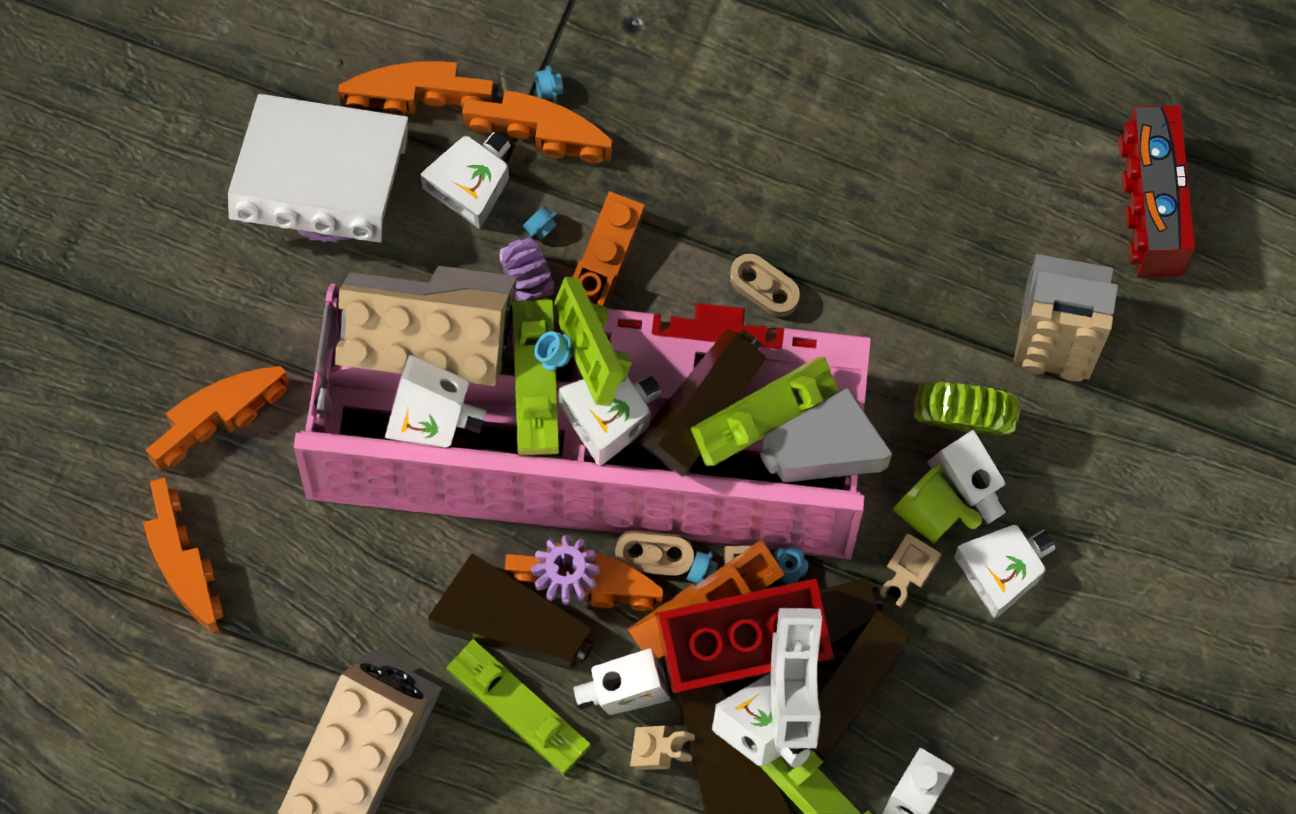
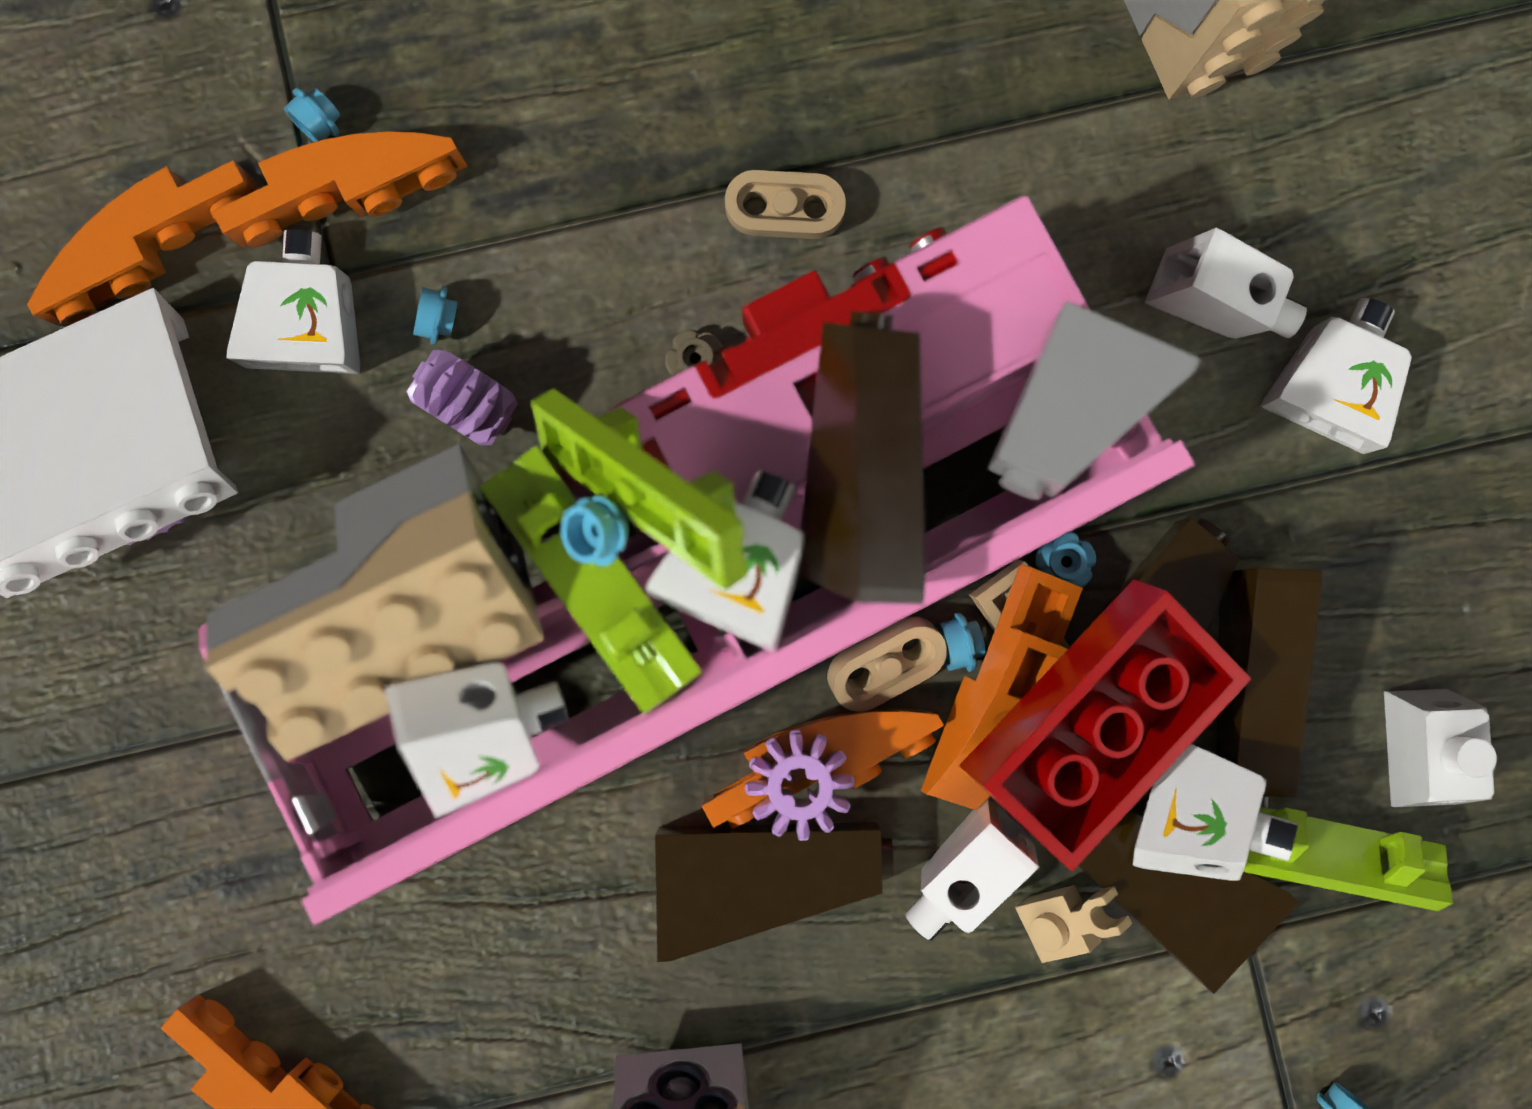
camera: 35 degrees left, 15 degrees up
(228, 401) = (189, 842): orange slope -> none
(518, 707) = (848, 981): lime hinge -> none
(609, 247) = (551, 305): orange slope -> none
(764, 411) = (969, 418): lime hinge -> none
(795, 678) = (1235, 761): white arch -> none
(912, 564) = (1224, 455): tan plate -> none
(935, 507) = (1227, 361): lime hat -> none
(966, 408) = (1177, 202): lime gear -> none

